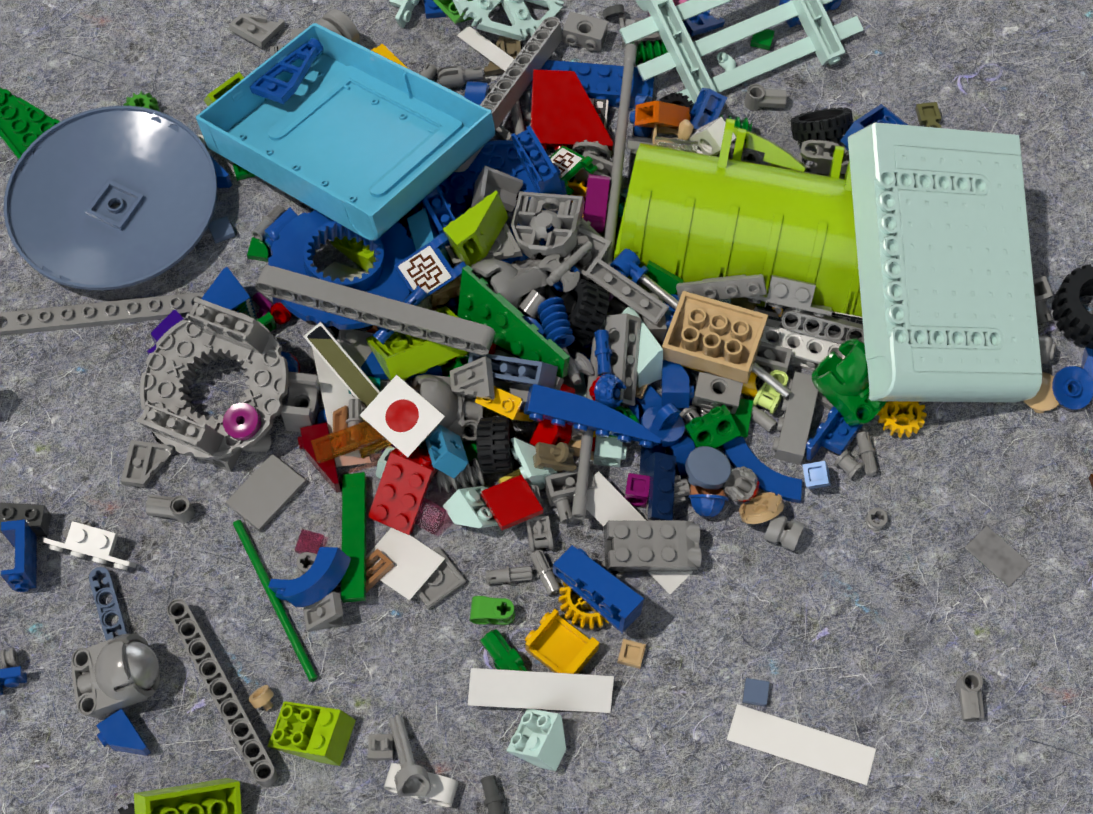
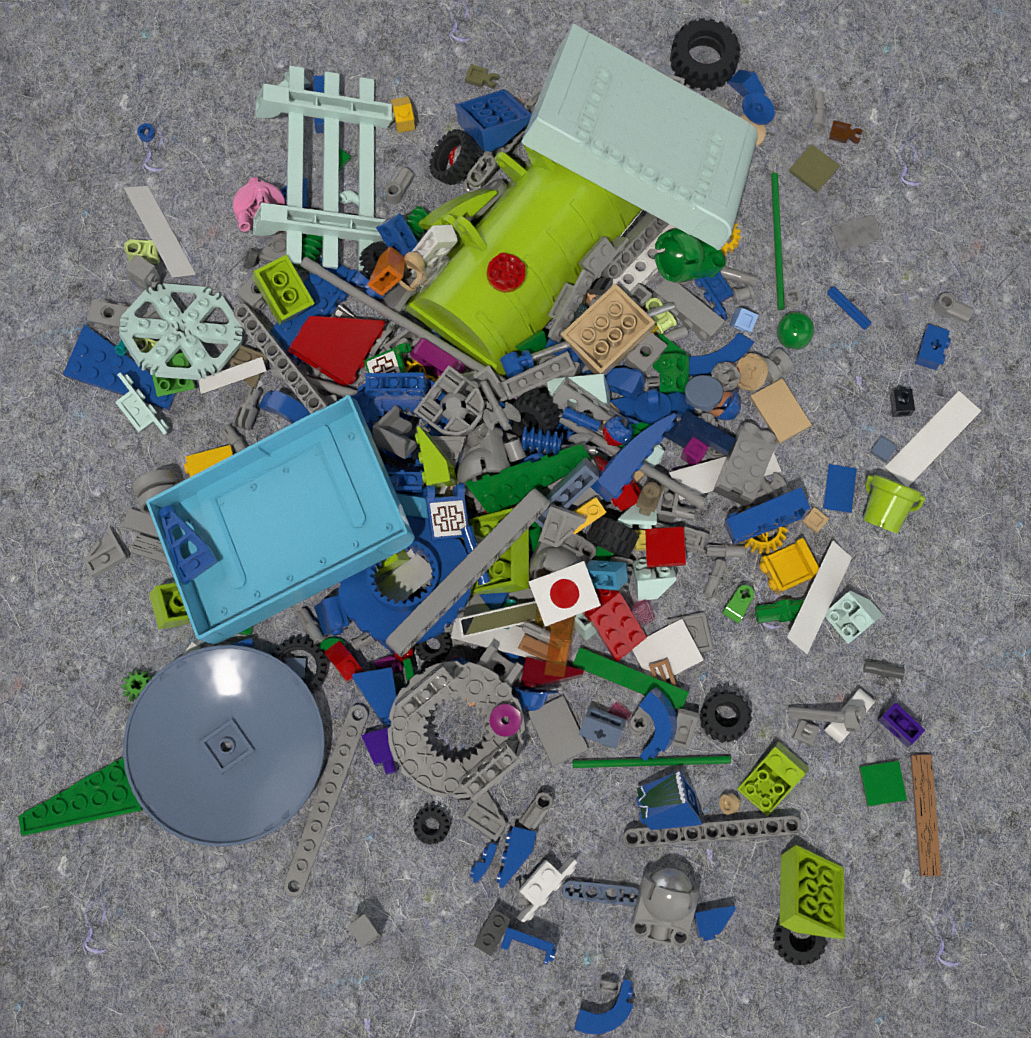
camera: 65 degrees left, 10 degrees up
(84, 480) = (480, 869): none -> blue slope
(109, 405) = (426, 814): none -> black tyre
(120, 507) = (519, 850): none -> blue slope
(231, 630) = (668, 803): none -> blue slope
(237, 244) = (309, 647): none -> black tyre
(245, 264) = (343, 661): none -> red slope
(286, 529) = (602, 727): none -> sand blue brick
(287, 336) = (435, 656): none -> black tyre
(287, 448) = (532, 698): none -> blue piece
(353, 631) = (730, 700): none -> black tyre
(589, 40) = (282, 289): none -> lime slope
(650, 594) = (770, 491): none -> light grey piece
(684, 665) = (840, 488): none -> blue sticker
(689, 718) = (890, 503): none -> lime piece
(705, 194) = (506, 272): none -> red tile
(737, 562) = (780, 411): none -> tan tile
(817, 695) = (899, 409): none -> black brick
(840, 537) = (795, 330): none -> green cylinder
(843, 69) = (403, 114): none -> yellow slope
(901, 583) = (849, 308): none -> blue axle
(918, 685) = (931, 337): none -> blue brick
(943, 471) = (777, 241): none -> green piece
(1043, 477) = (814, 168): none -> olive tile

